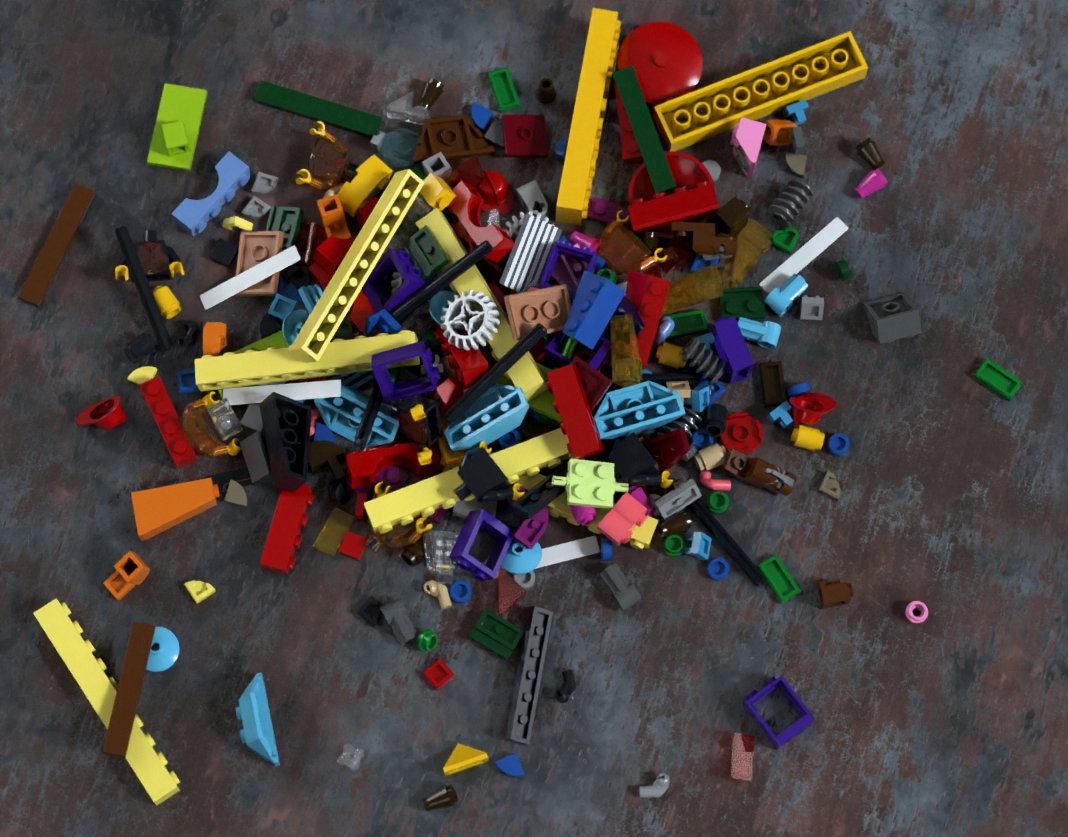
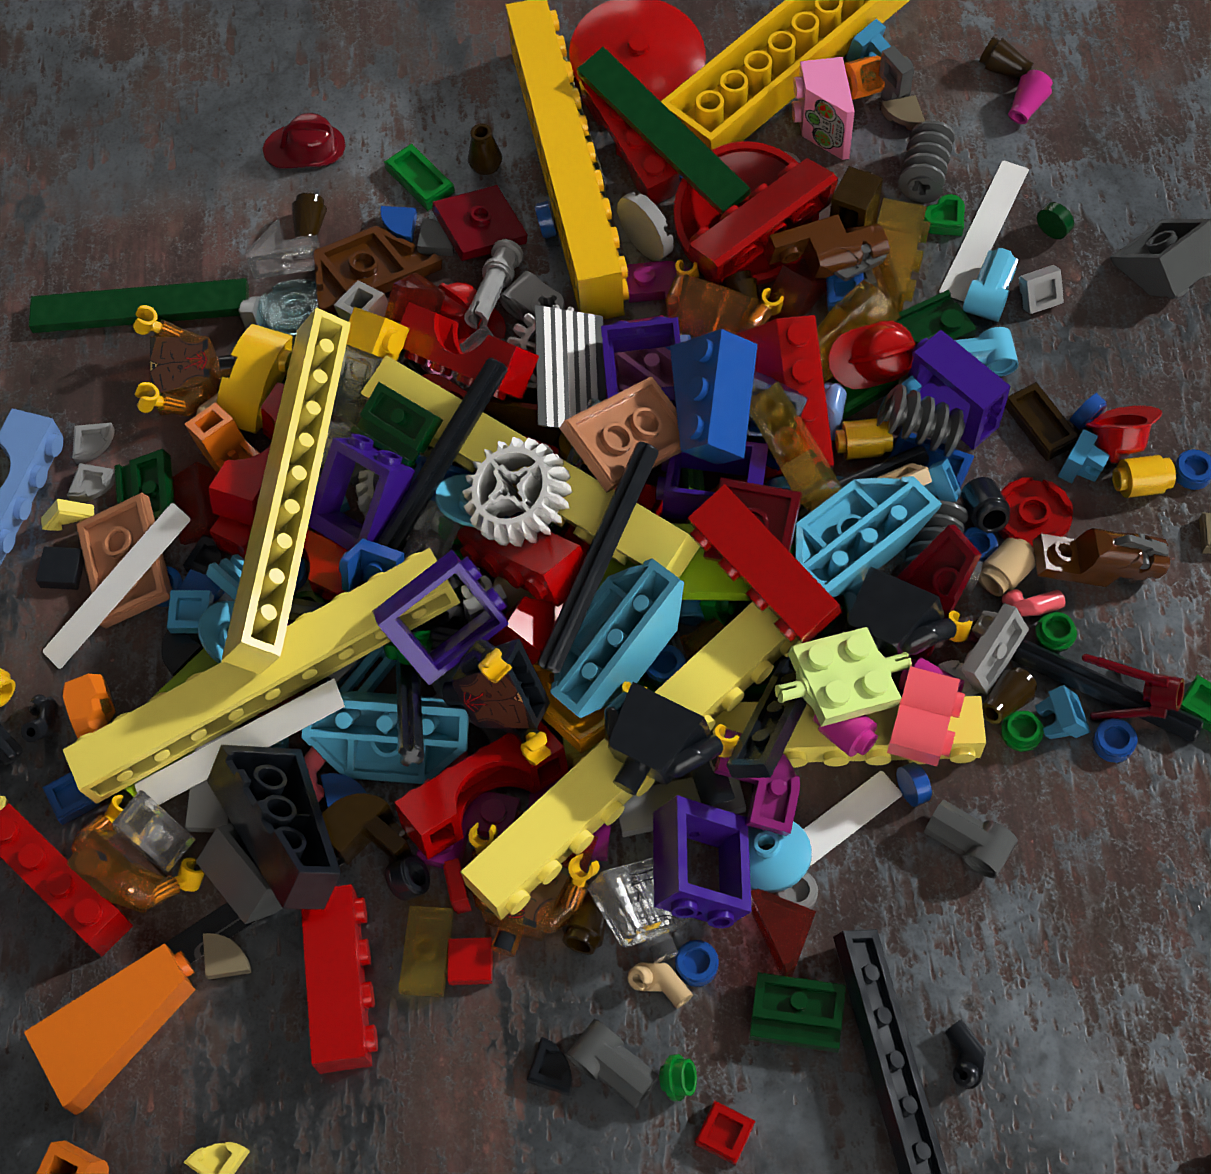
camera: 15 degrees left, 10 degrees down
(447, 40) = (304, 143): none -> dark red piece
(519, 175) = (497, 274): none -> light grey pin
(612, 180) = (644, 226): none -> light grey tile
(698, 310) = (871, 355): none -> red piece
(749, 553) = (1160, 690): none -> dark red plant

